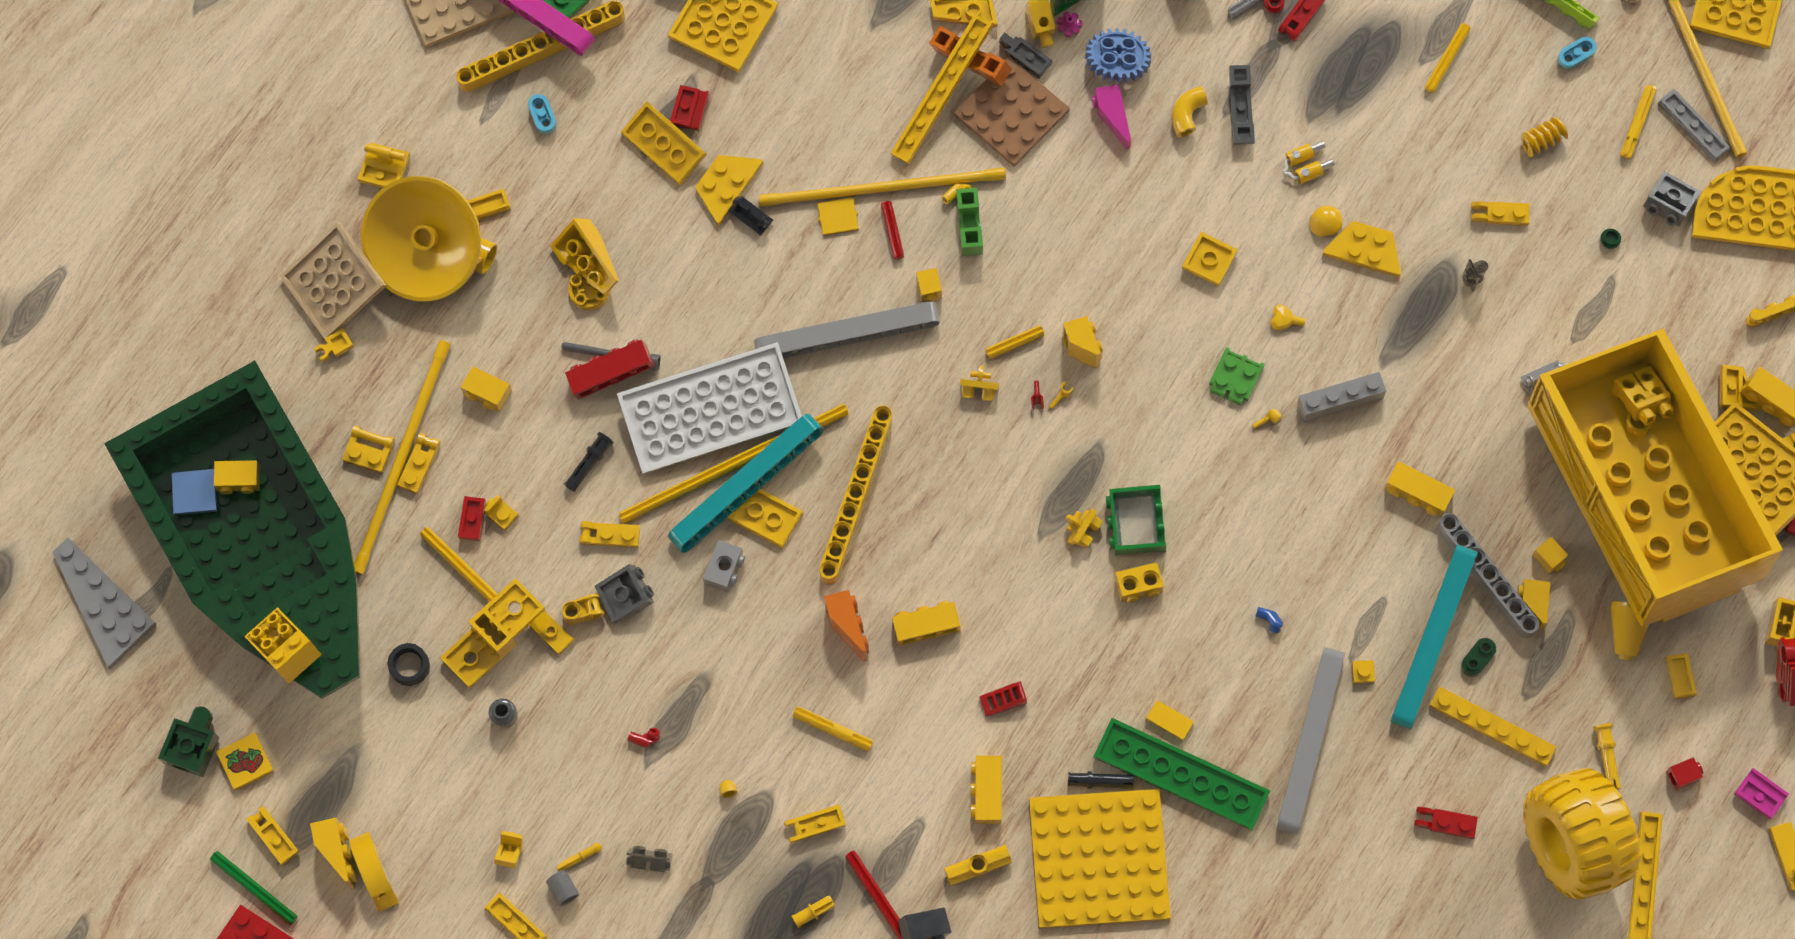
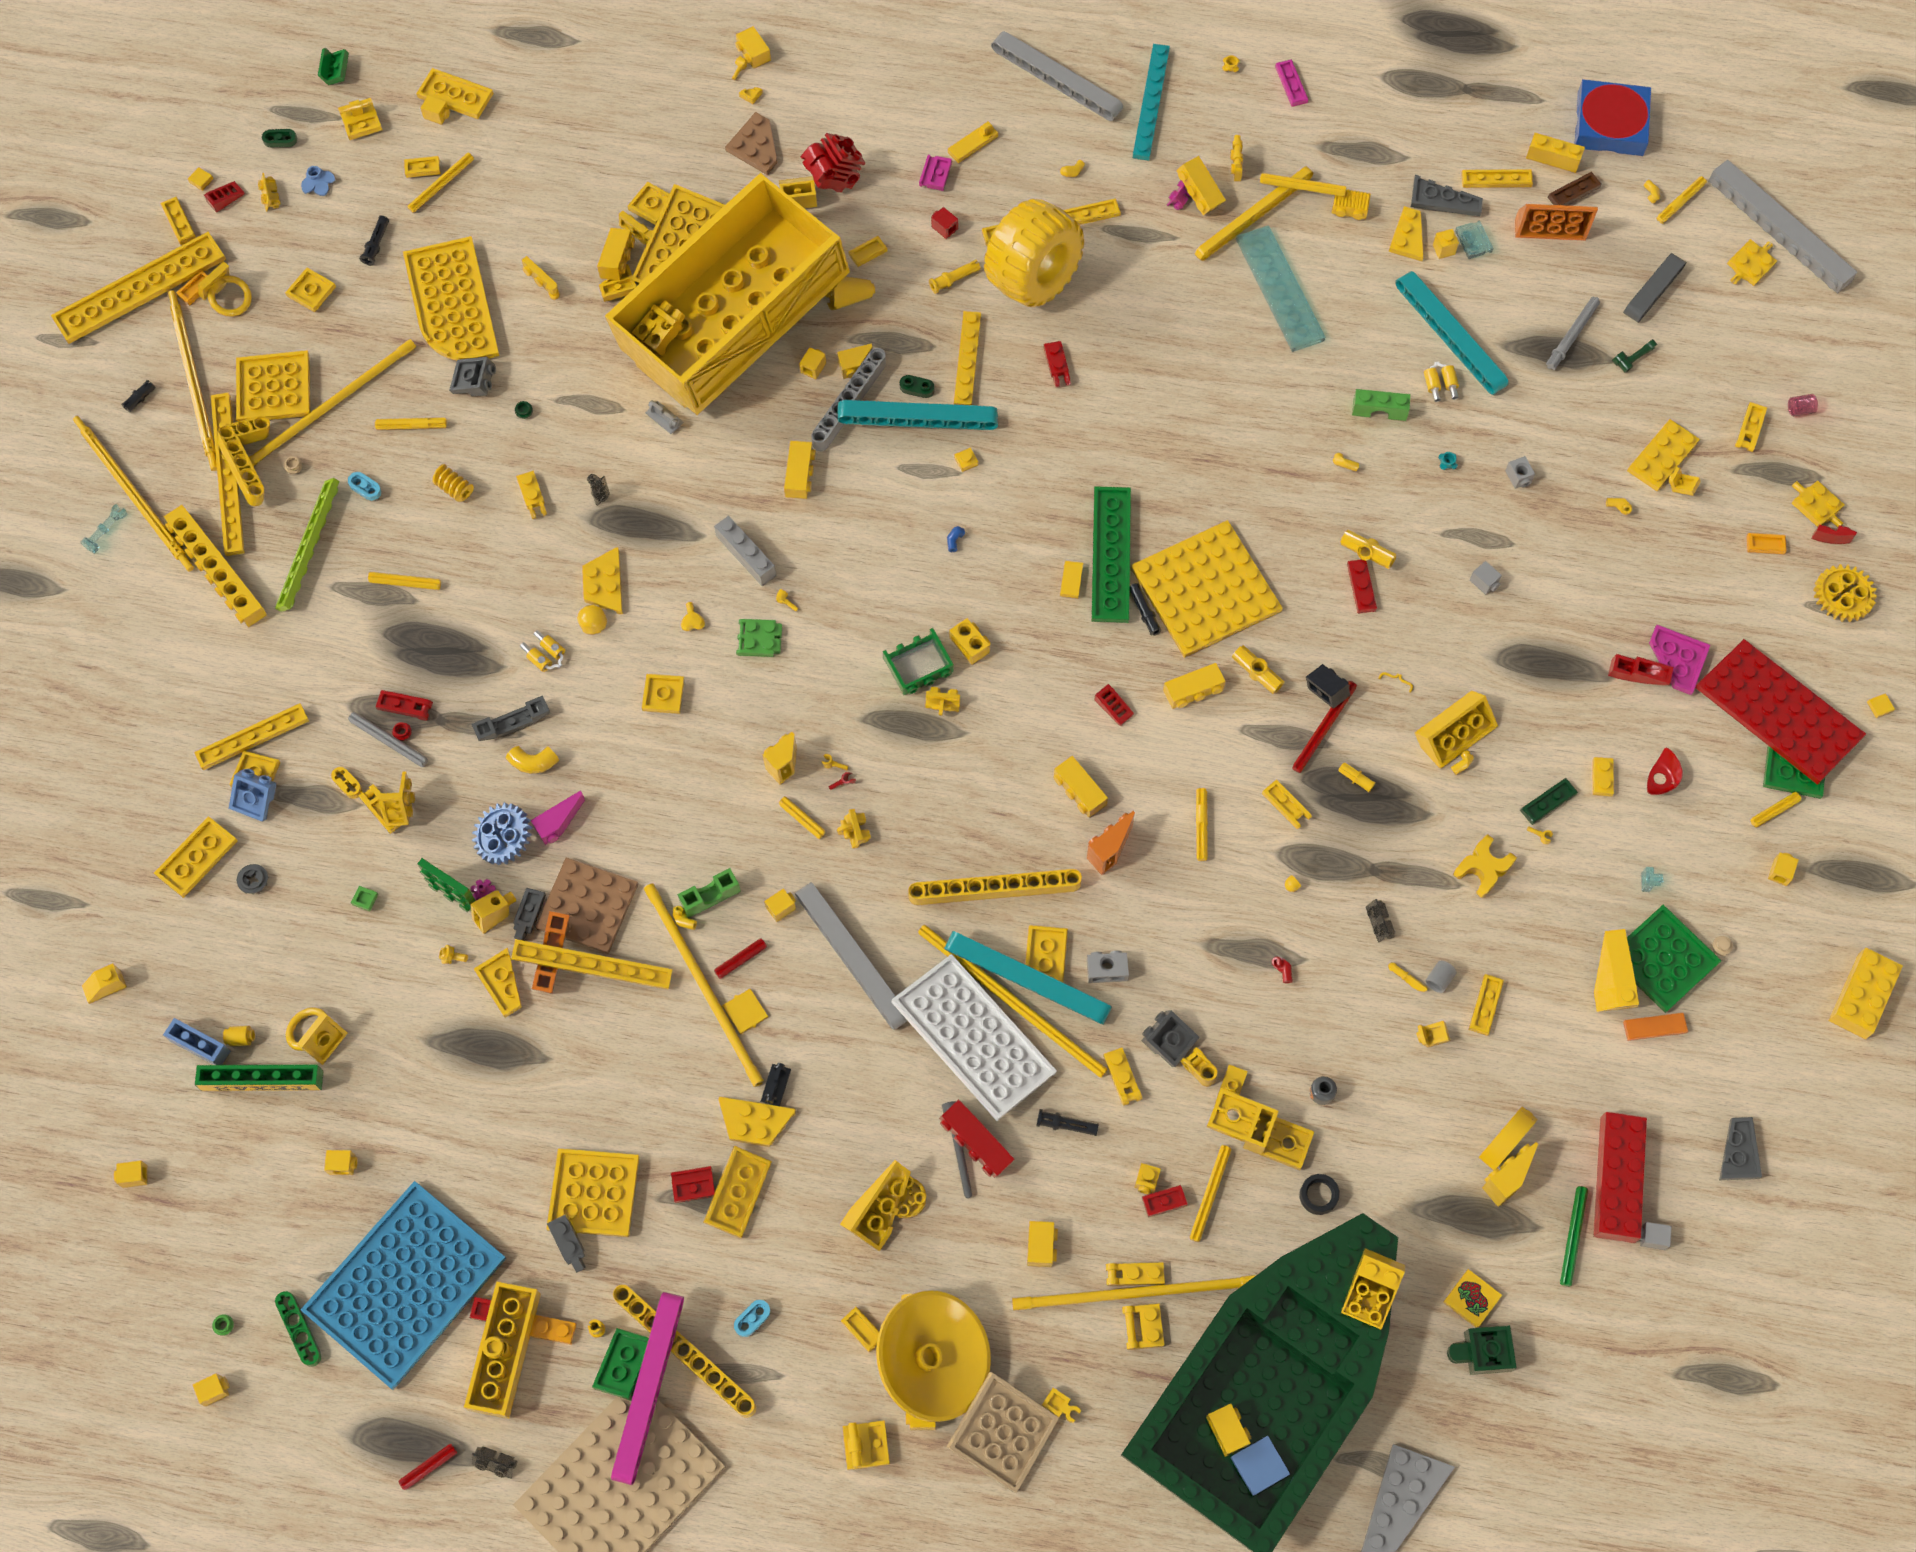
camera: 115 degrees left, 5 degrees down
(273, 836) = (1523, 1240): yellow plate -> none
(1310, 741) = (1039, 474): light grey beam -> none
(1694, 125) = (398, 385): light grey tile -> none

